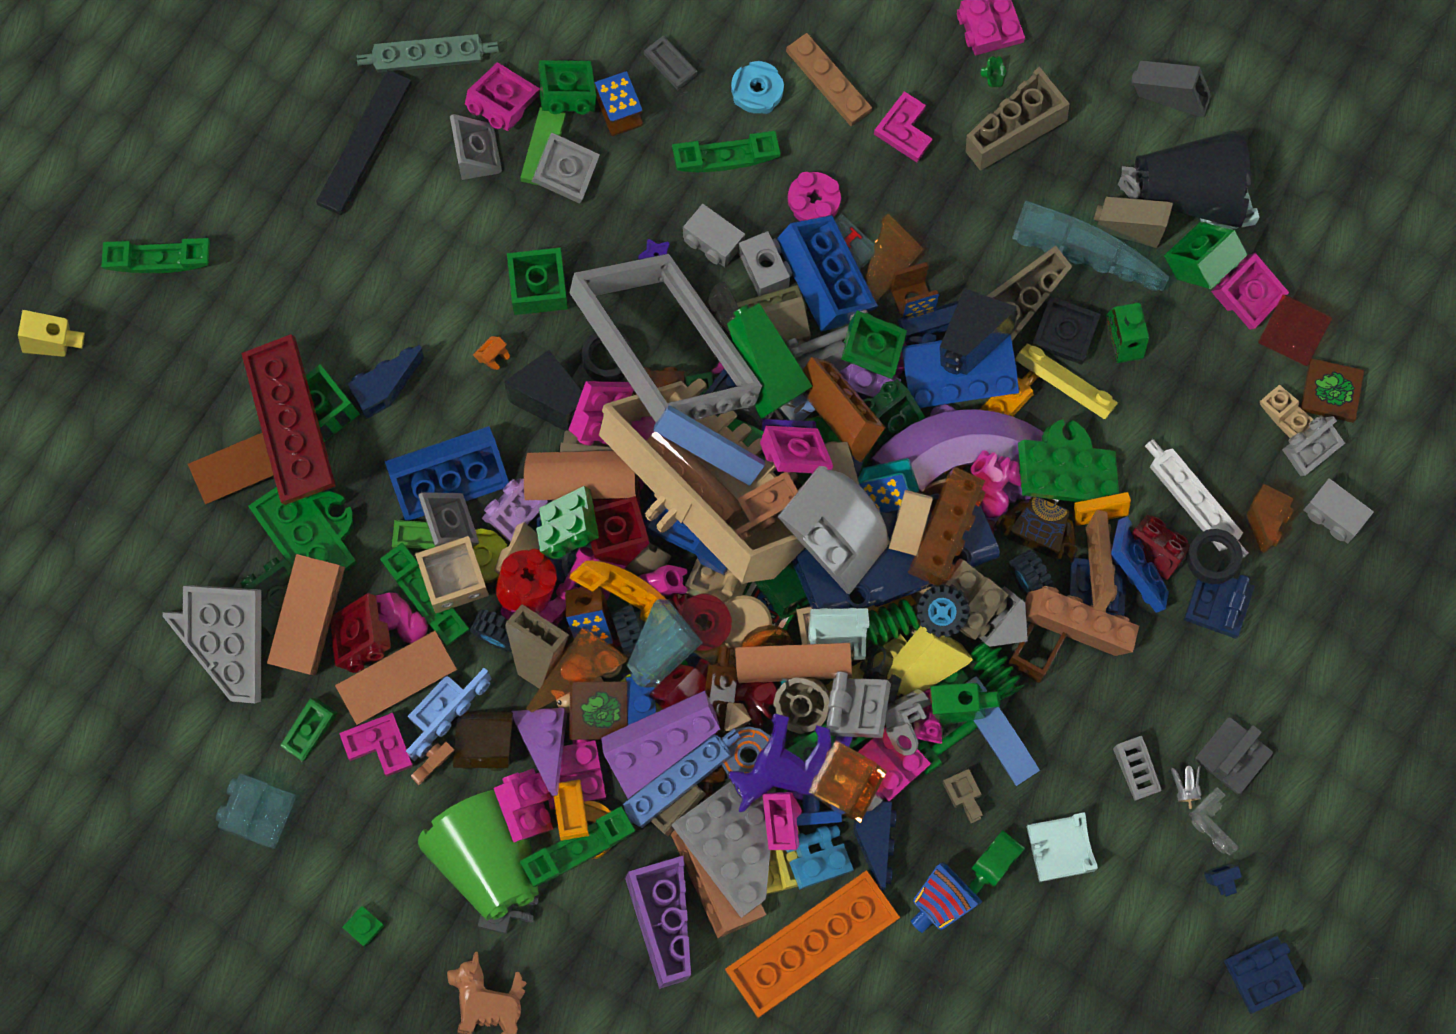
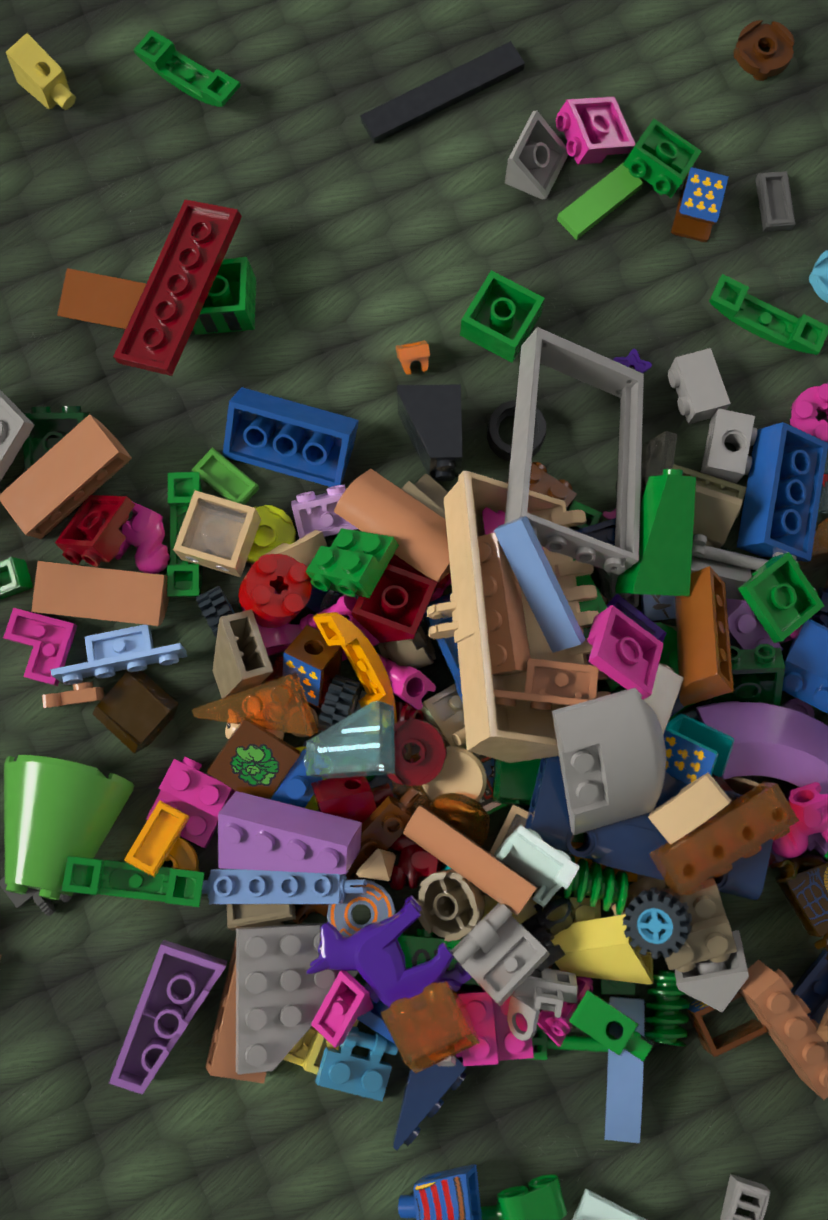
camera: 40 degrees right, 5 degrees up
(307, 526) = (130, 402): green plate -> none
(381, 386) = (294, 317): dark blue slope -> none
(427, 53) = (558, 50): sand green plate -> none
(447, 517) = (254, 478): light grey slope -> none
(523, 805) = (117, 802): dark pink plate -> none
(544, 737) = (185, 751): medium lavender wing -> none
(565, 168) = (605, 231): light grey plate -> none
(589, 414) = (466, 457): dark pink plate -> none
(812, 944) = (288, 1145): orange plate -> none
(963, 791) = (547, 1106): dark tan plate -> none
(1029, 572) = (774, 939): black wheel -> none

